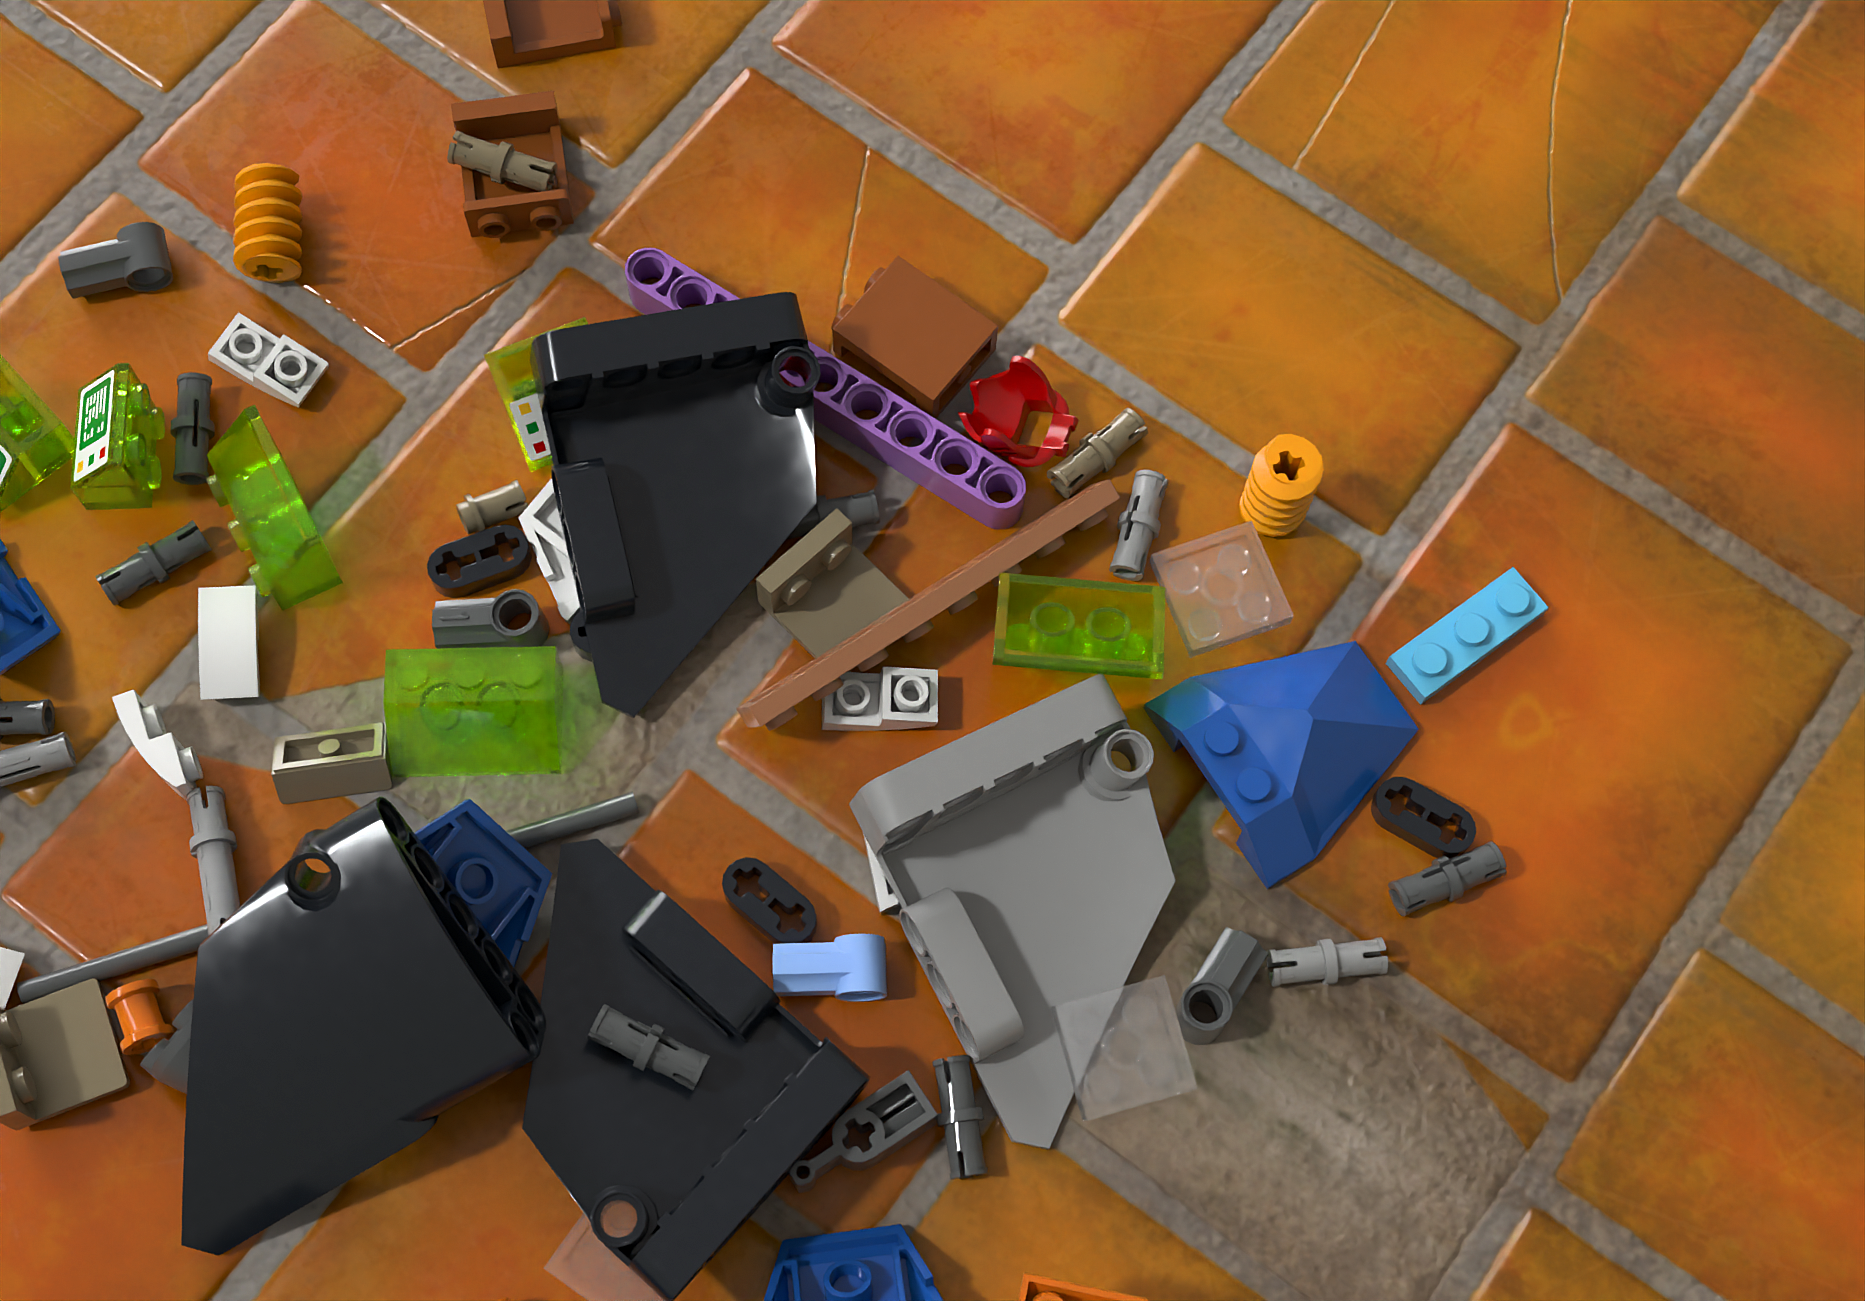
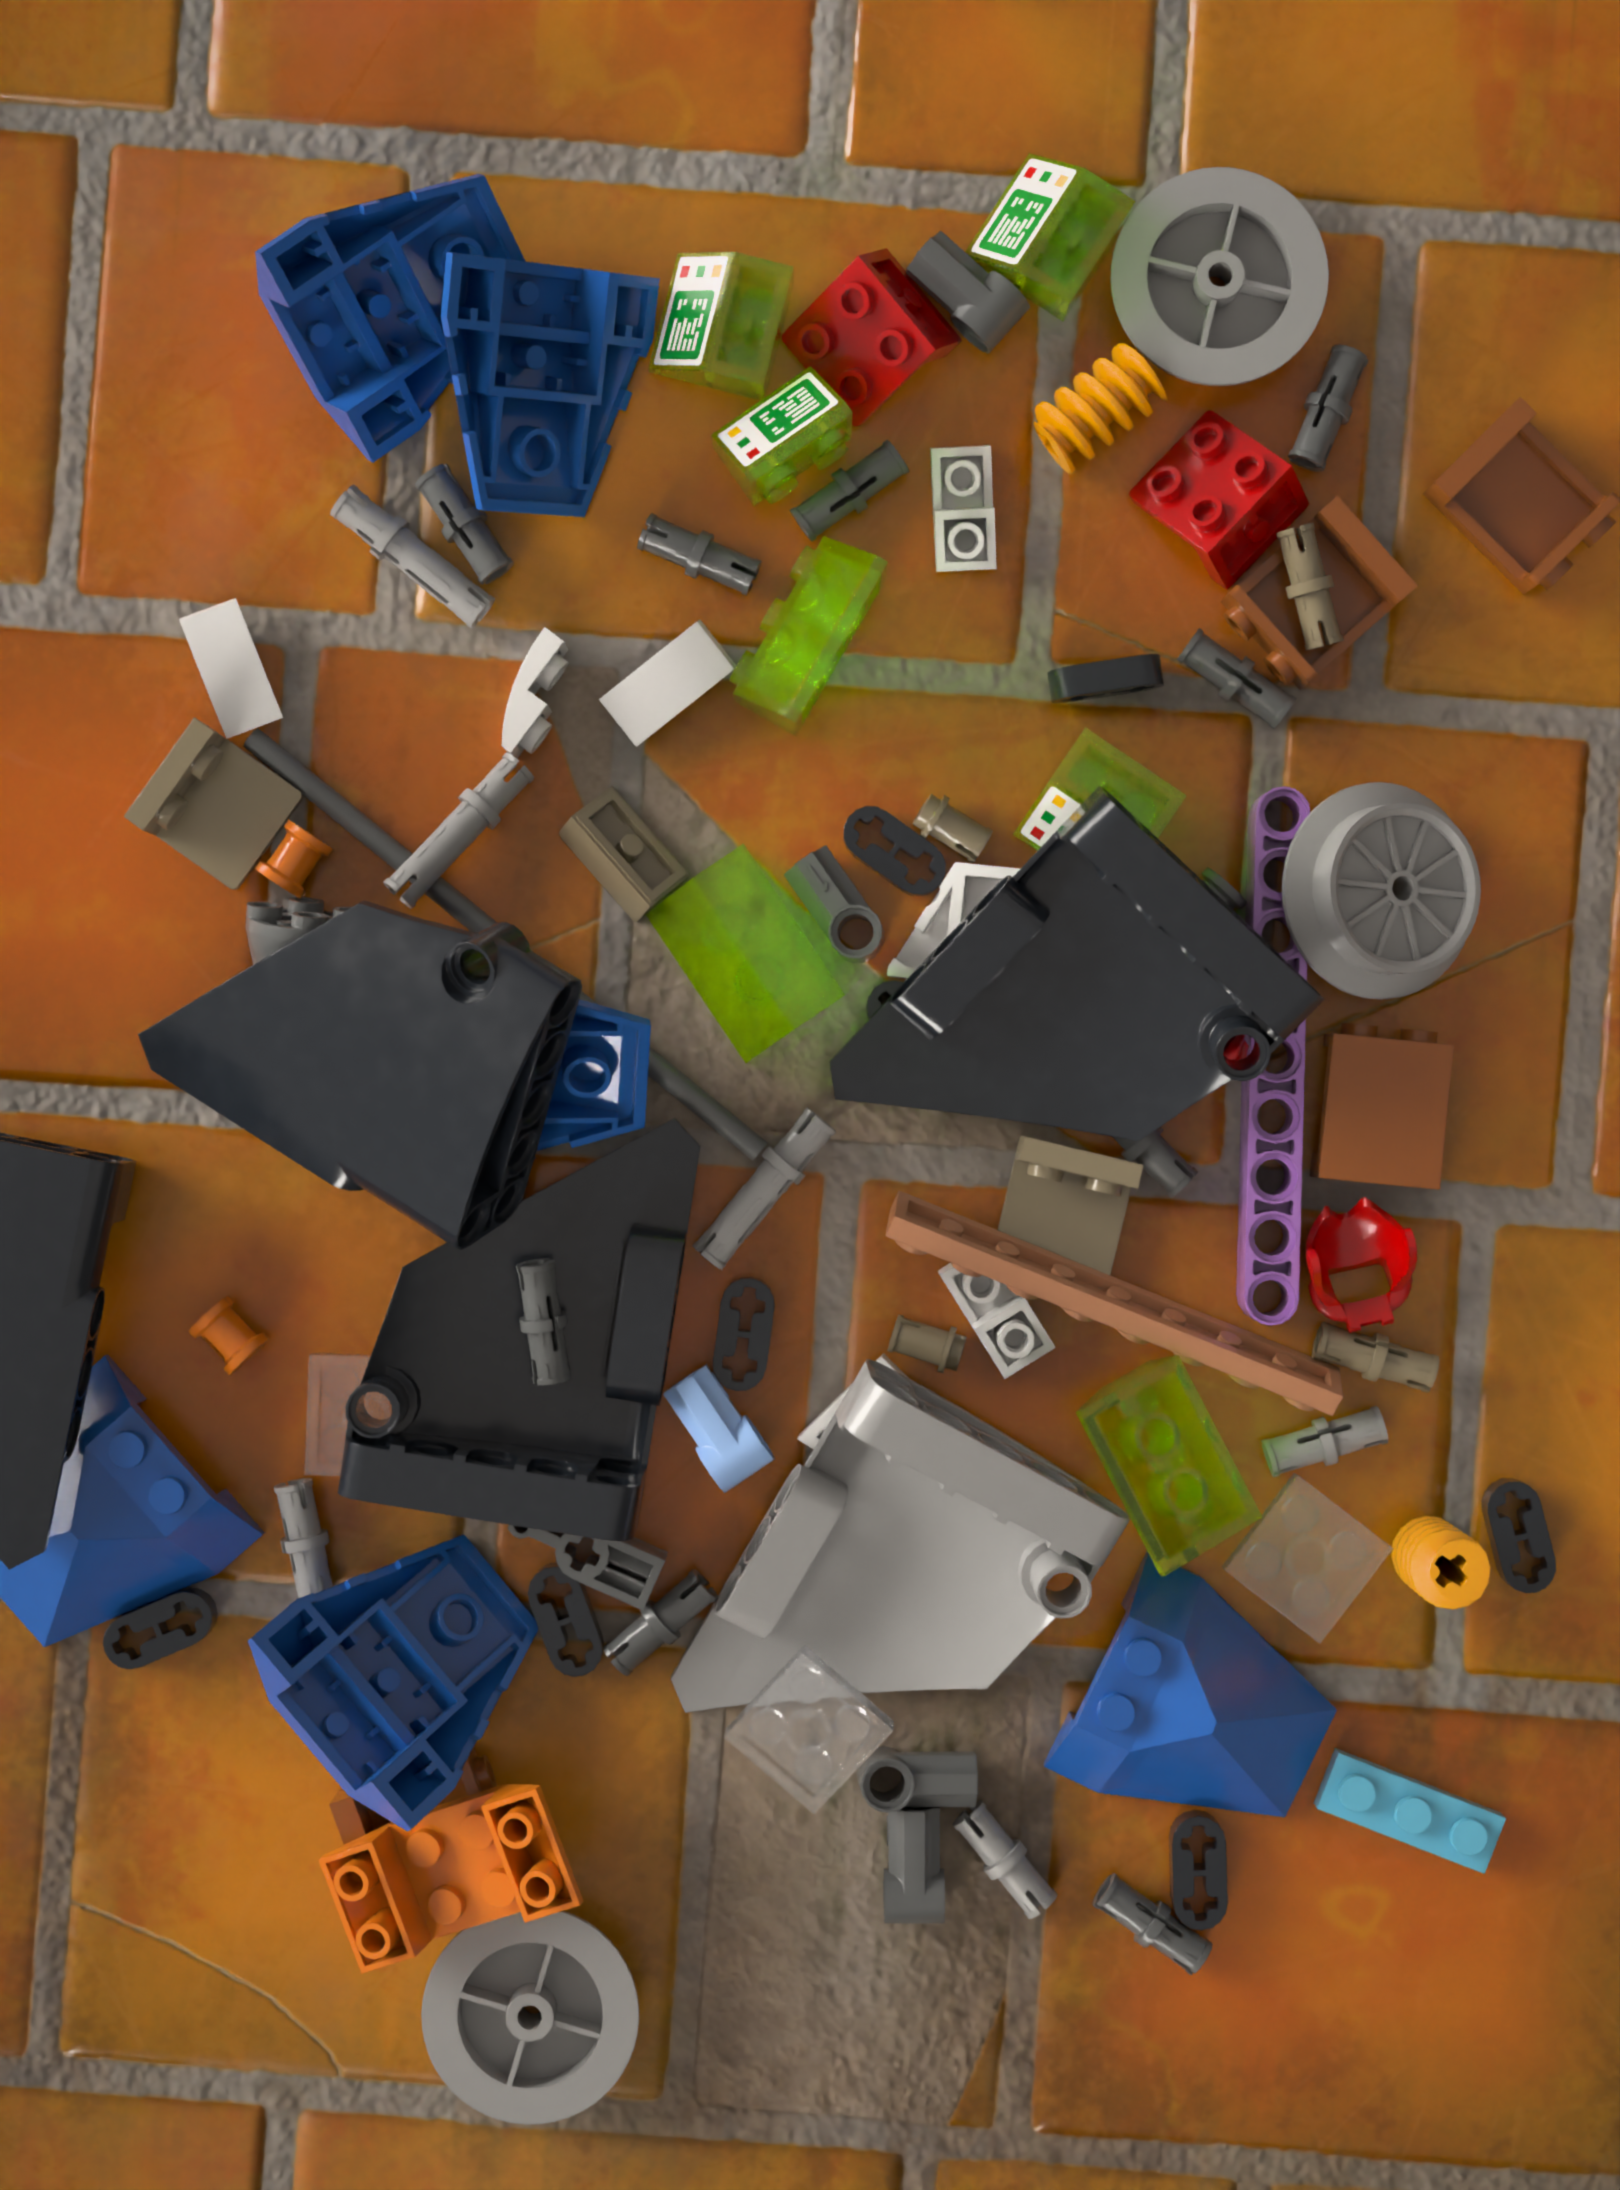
camera: 55 degrees right, 20 degrees up
(84, 339) = (870, 333): none -> red bracket
(122, 176) = (1051, 231): none -> clear neon green slope
(241, 92) = (1230, 229): none -> light grey piece
(390, 85) = (1328, 408): none -> dark grey pin
(393, 180) = (1222, 496): none -> red bracket
(464, 337) = (1105, 678): none -> black beam
(531, 252) = (1236, 678): none -> dark grey pin
(663, 805) = (772, 1179): none -> light grey pin
(752, 234) = (1380, 890): none -> light grey piece
(874, 761) = (927, 1343): none -> dark tan pin
(912, 1182) = (552, 1623): none -> black beam
(1301, 423) = (1532, 1531): none -> black beam
(1303, 1044) = (914, 1877): none -> dark grey piece

